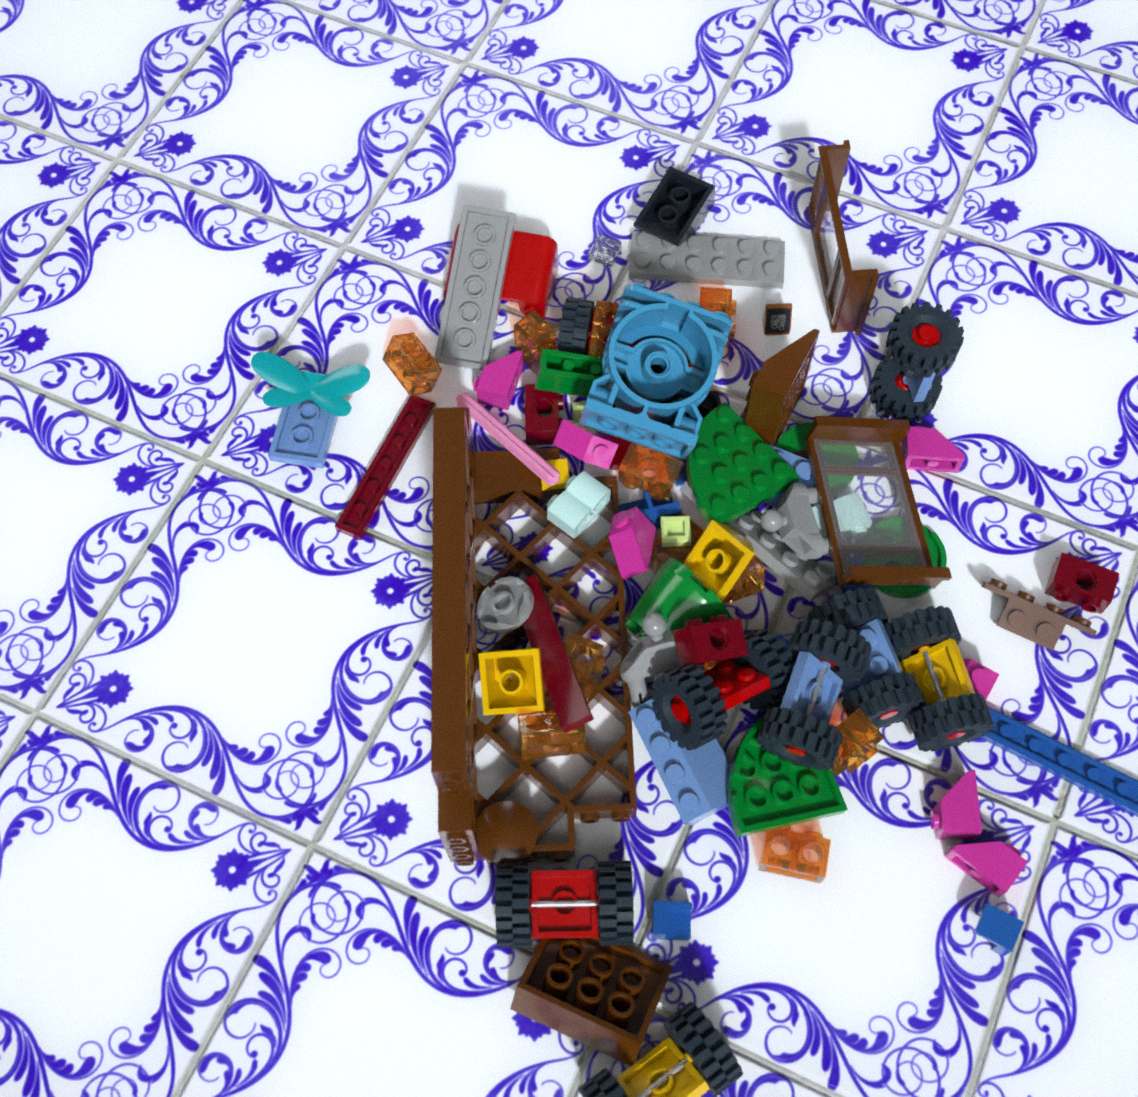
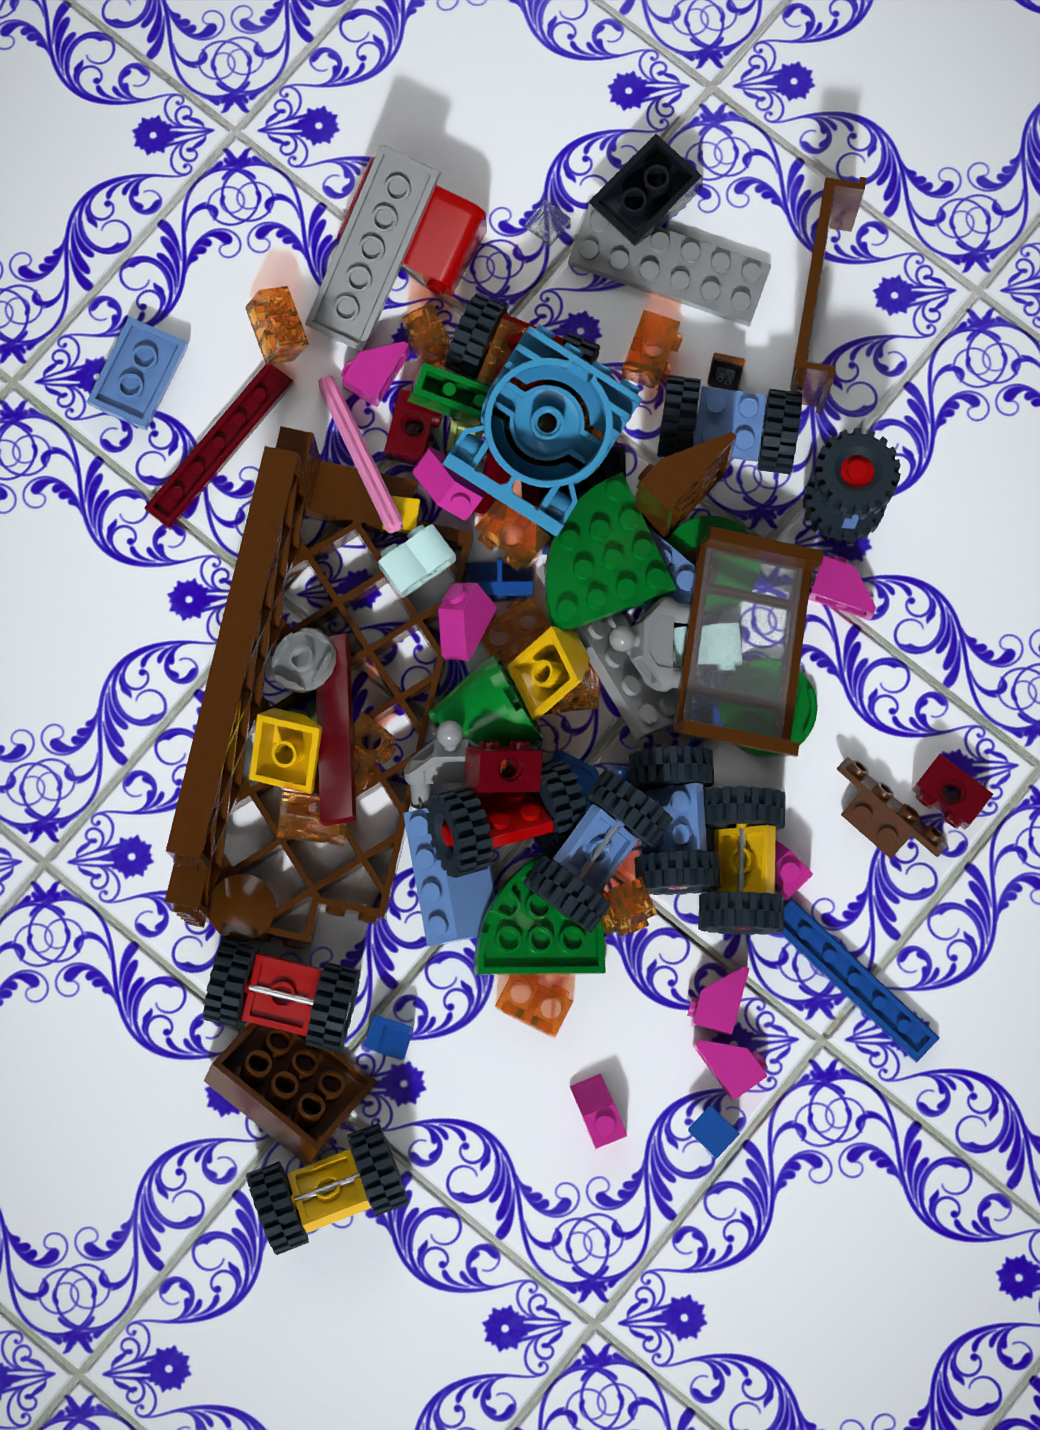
camera: 15 degrees right, 15 degrees up
(298, 386) = (166, 329): teal piece -> none
(675, 531) = (517, 618): yellowish green tile -> none
(835, 352) = (759, 438): none -> plate
(886, 939) = (598, 1111): none -> dark pink slope

